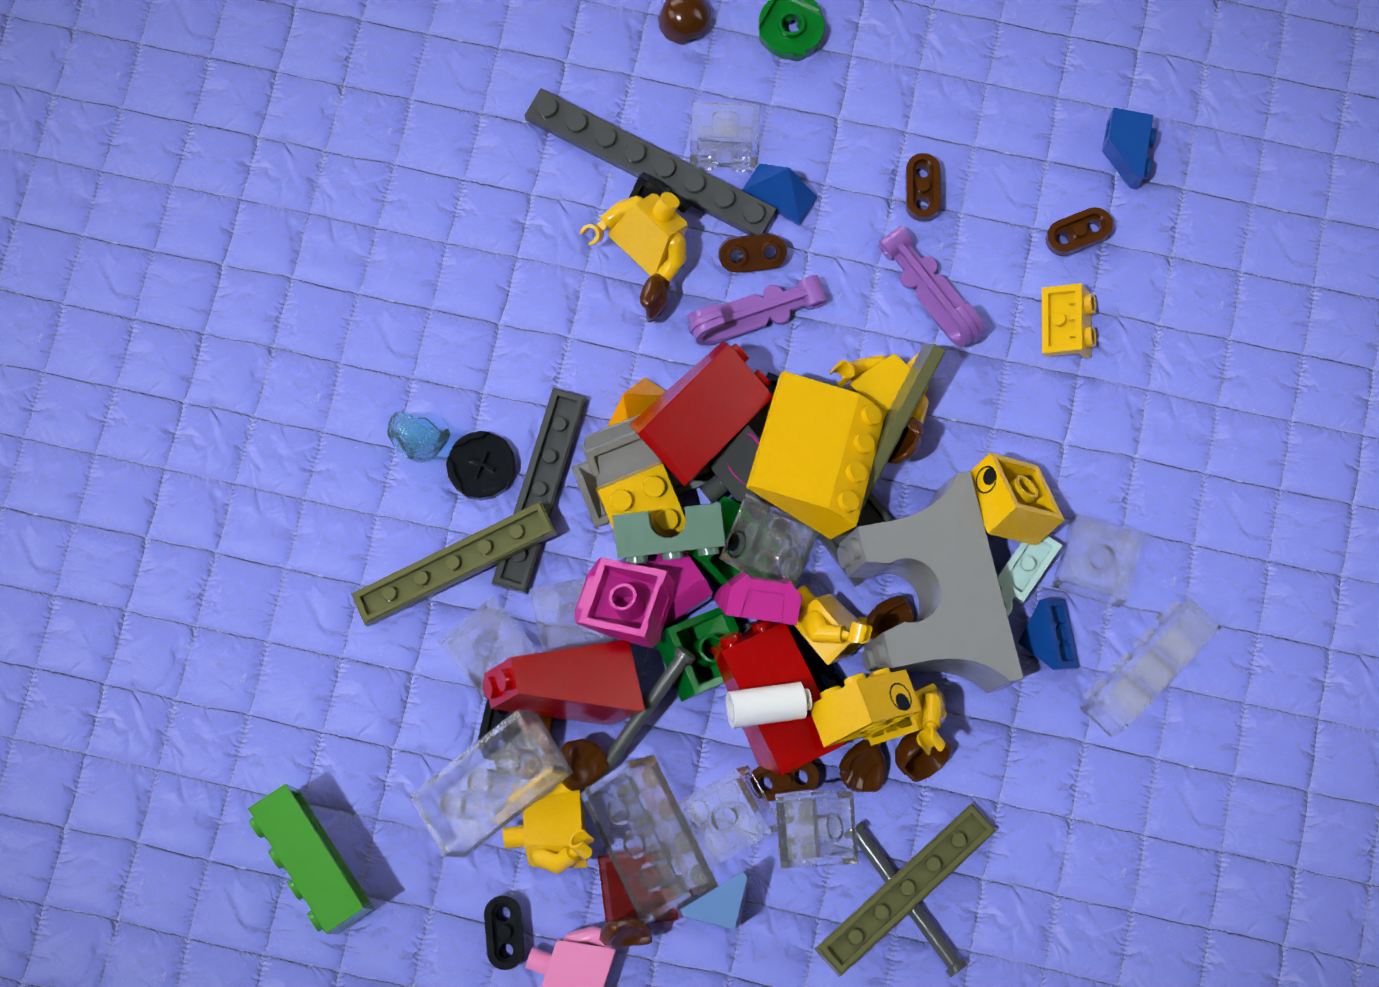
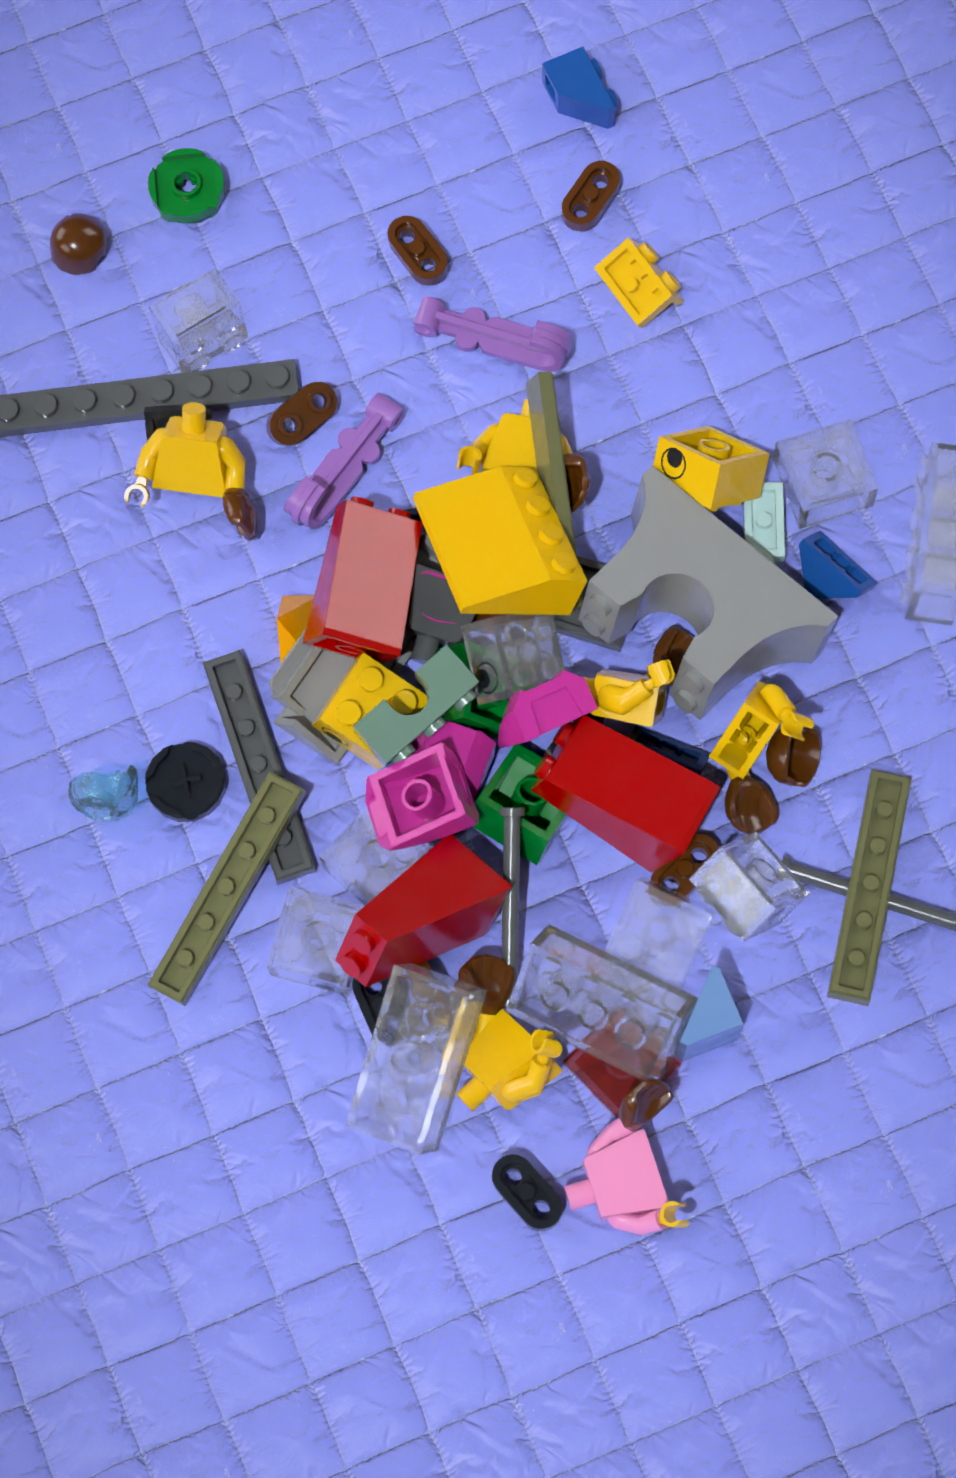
camera: 30 degrees left, 5 degrees down
(310, 859) = (294, 1252): bright green brick -> none
(767, 704) = (624, 795): white brick -> none
(782, 190) = (286, 338): blue slope -> none
(864, 706) = (714, 736): yellow brick -> none

